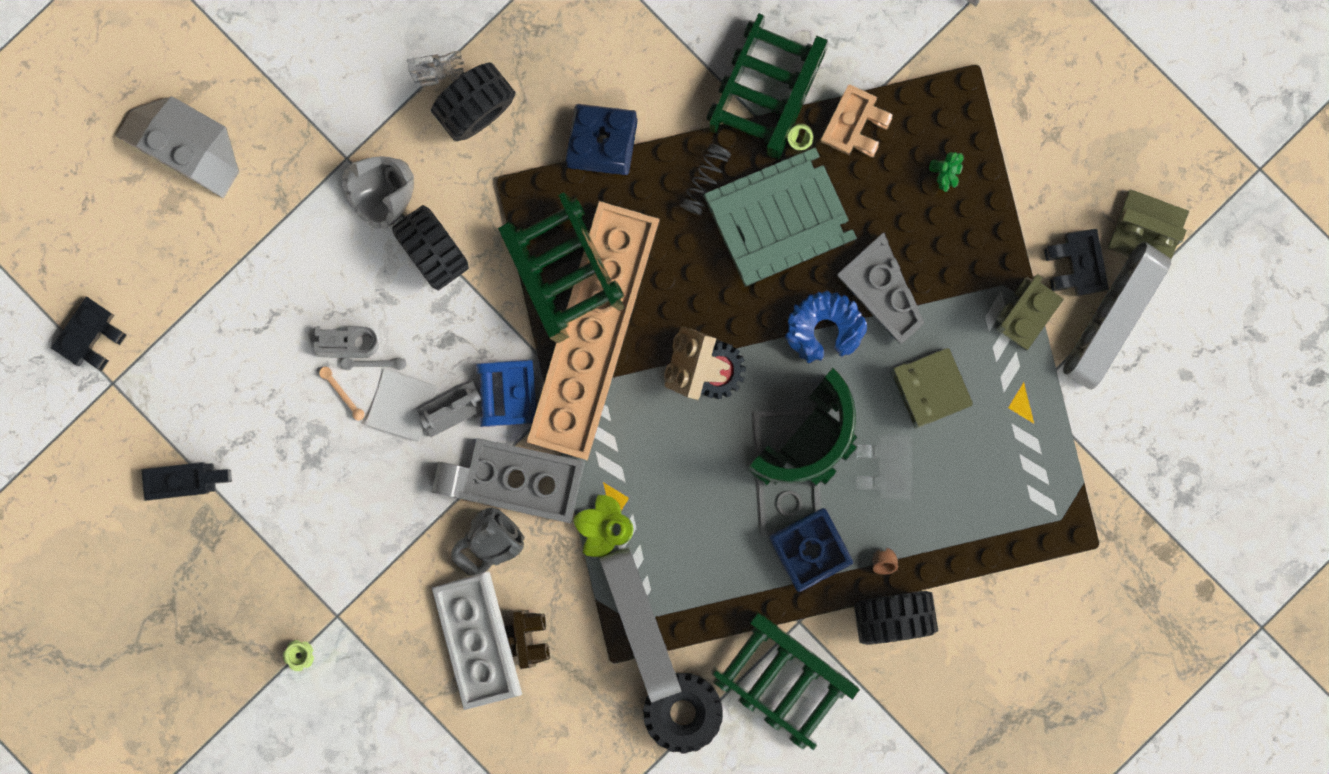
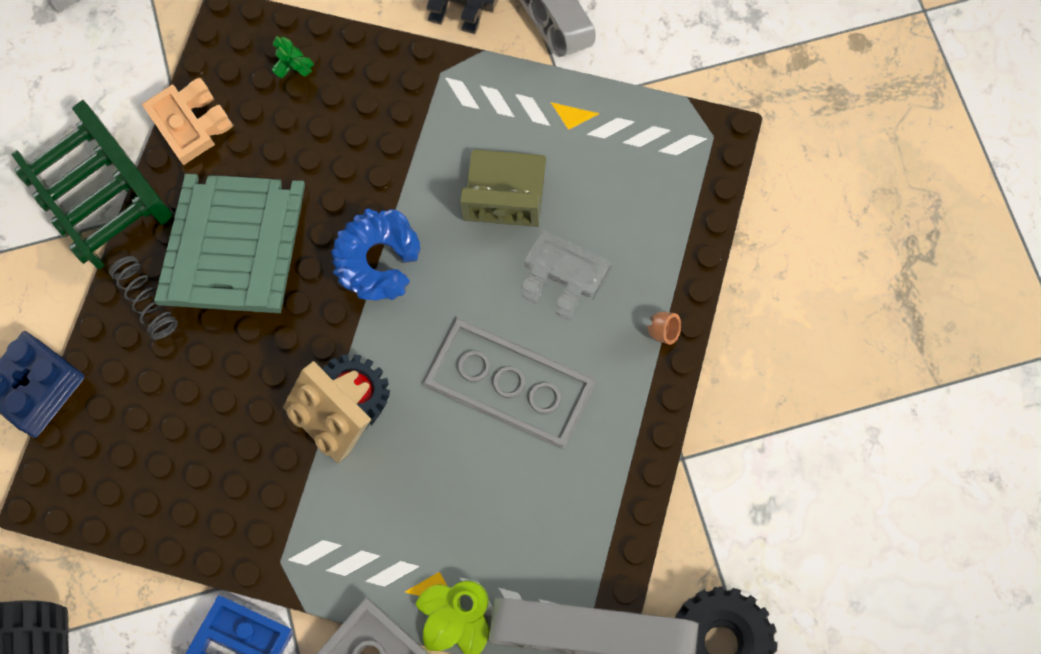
camera: 60 degrees left, 15 degrees down
(530, 266) = (149, 532): dark green fence -> none
(587, 360) = (230, 509): light nougat plate -> none
(787, 650) = (745, 464): dark green fence -> none
(807, 139) = (170, 174): yellowish green hinge -> none
(817, 442) = (493, 321): dark green piece -> none
(830, 558) = (631, 381): dark blue brick -> none
(880, 287) = (374, 181): light grey wing -> none
(896, 617) = (735, 341): black tyre -> none
(1029, 313) = (481, 54): olive bracket -> none

